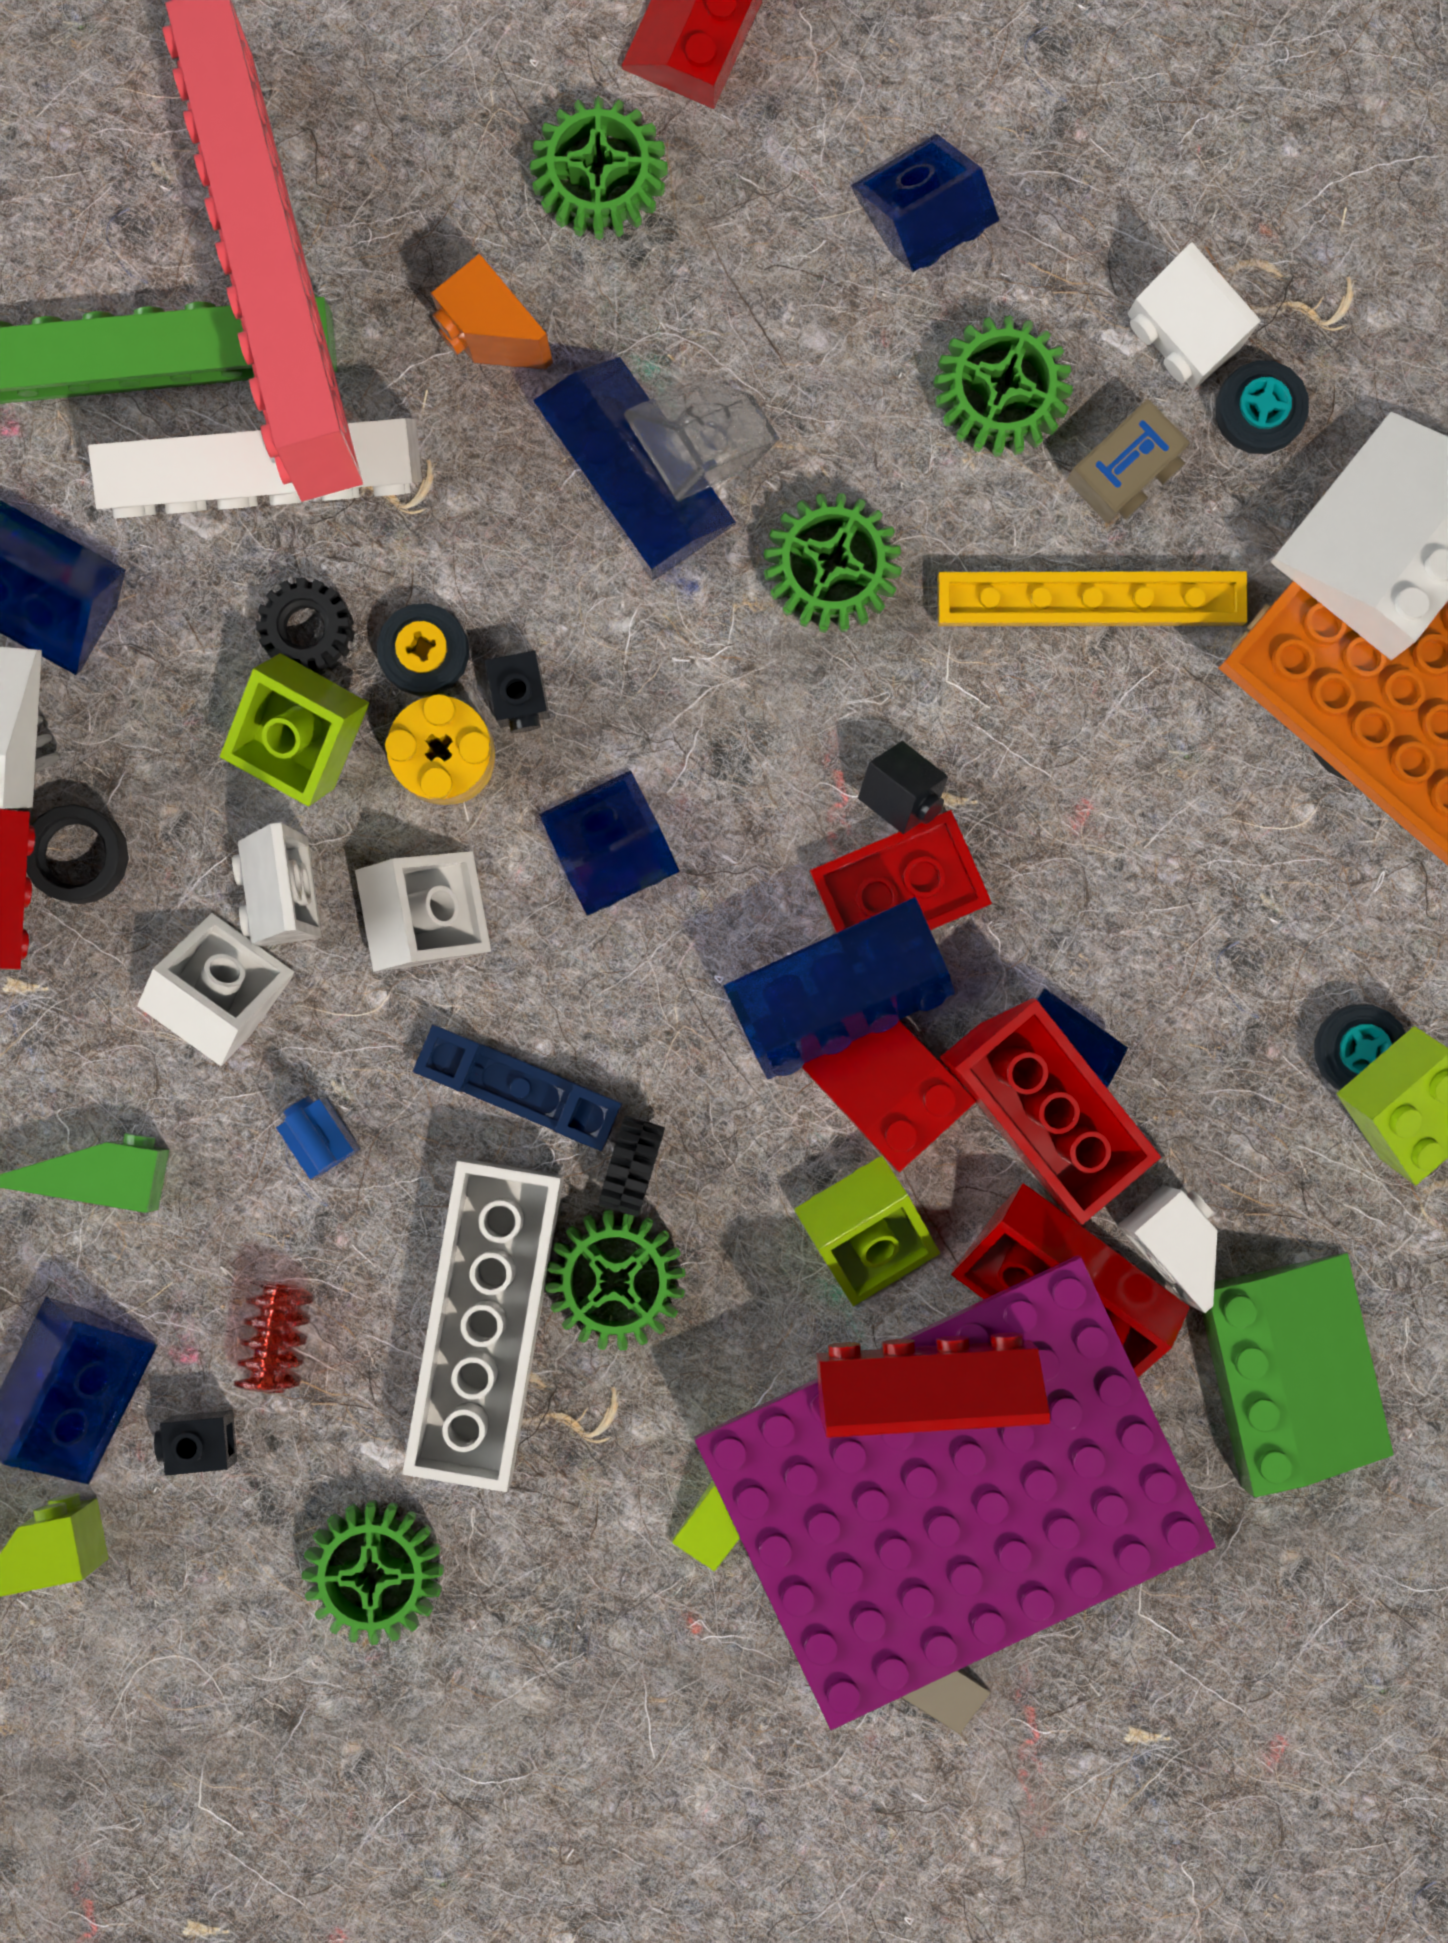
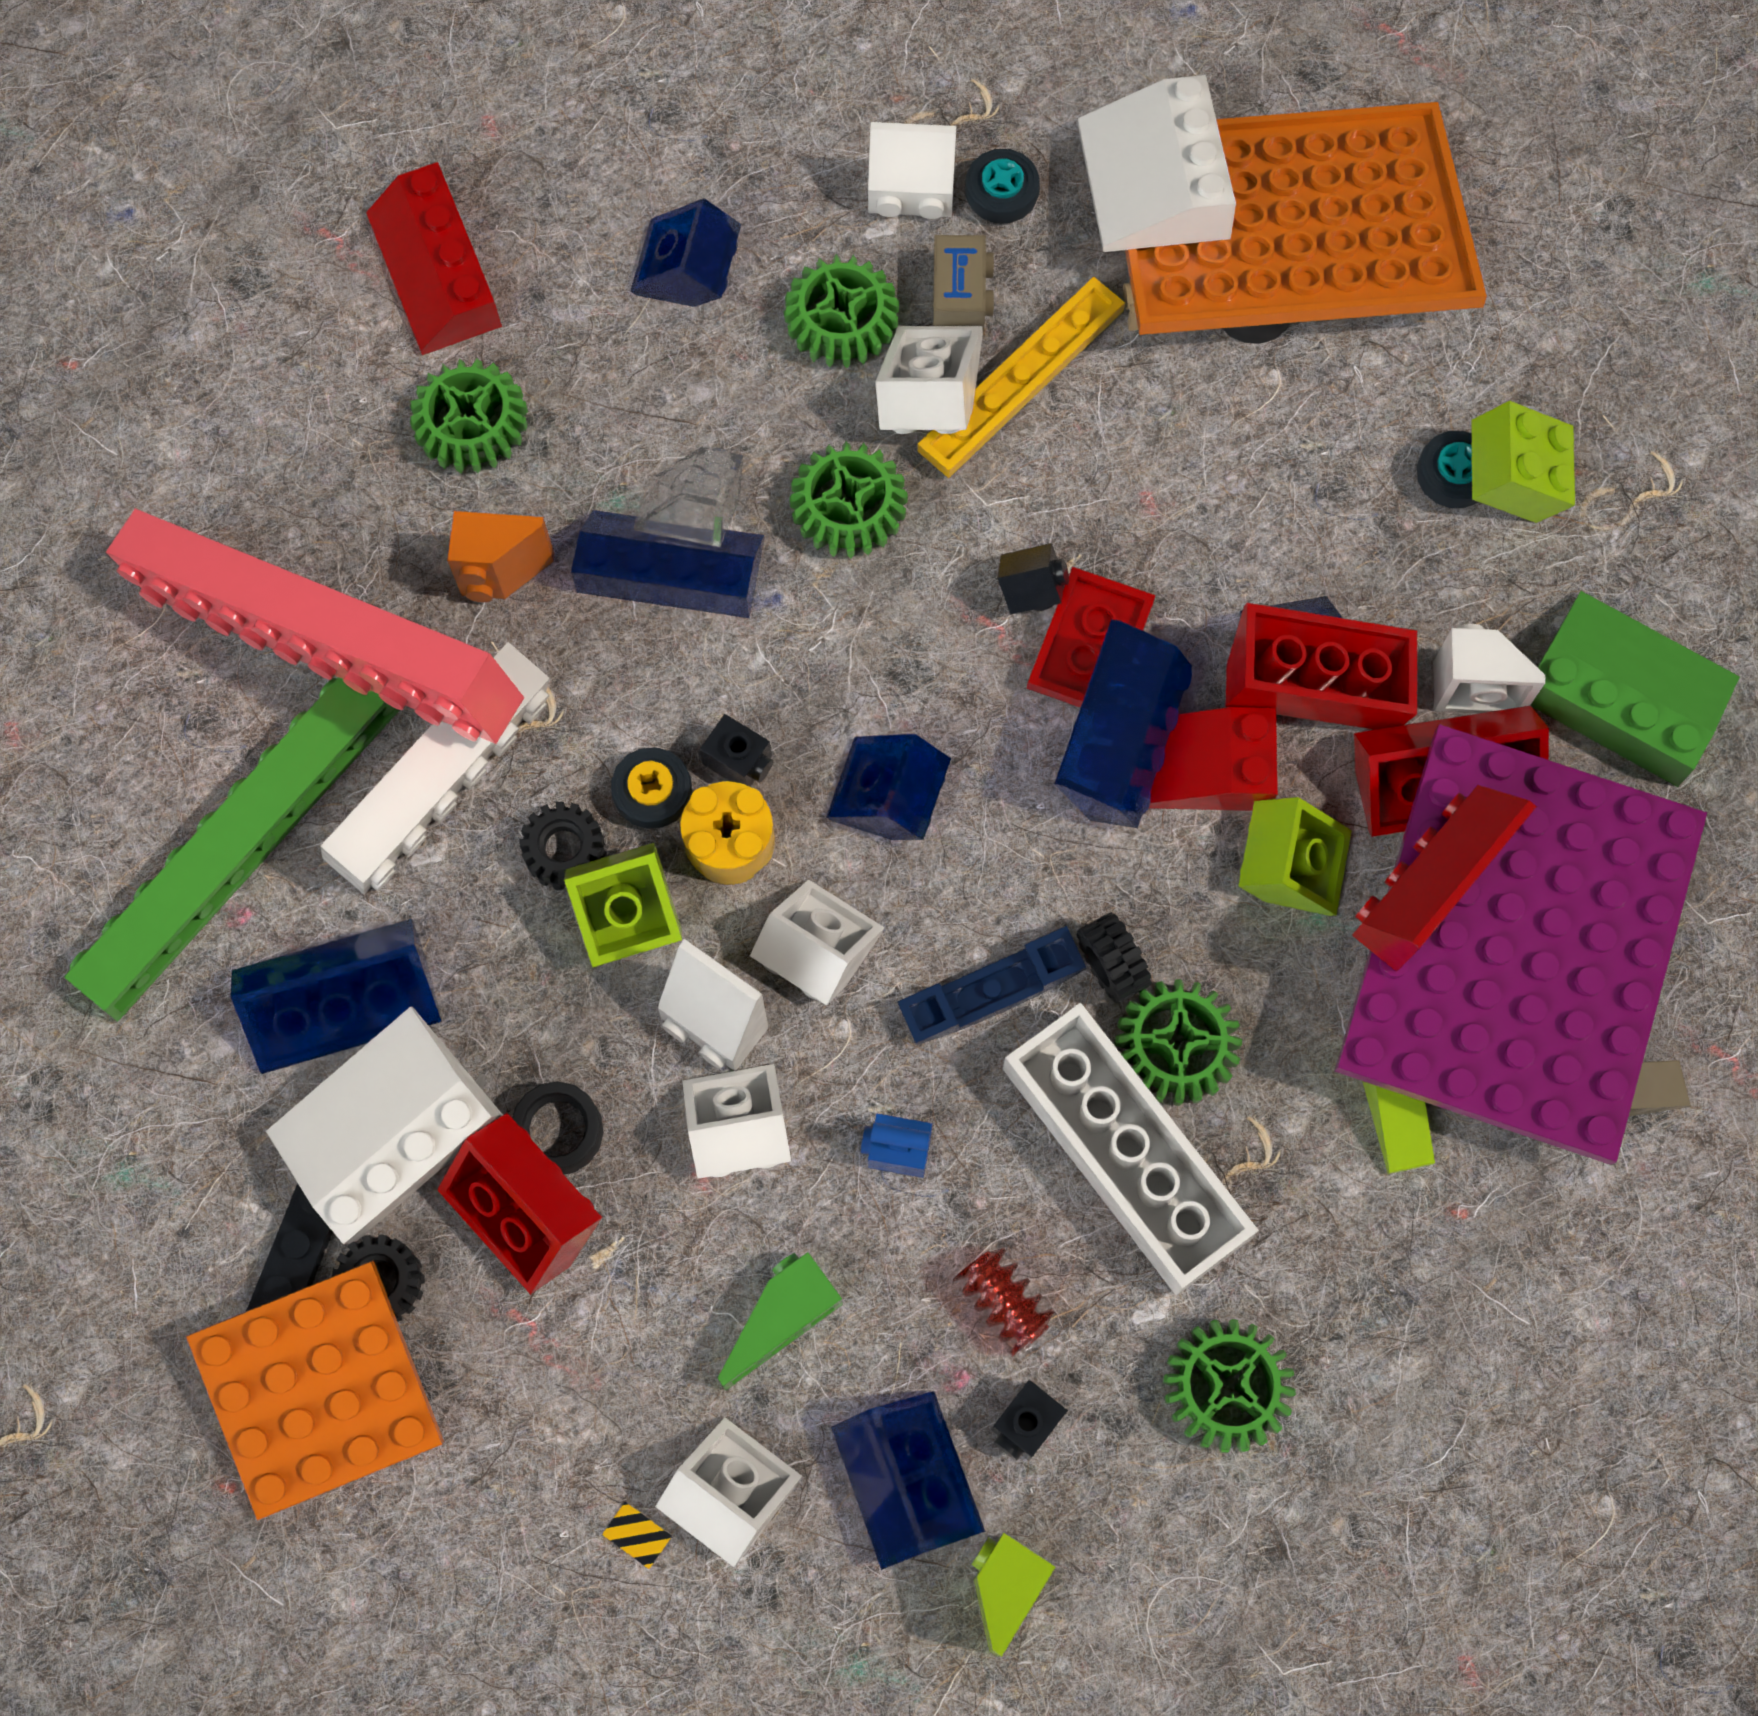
camera: 40 degrees left, 15 degrees down
(1008, 523) = (929, 379): none -> white slope

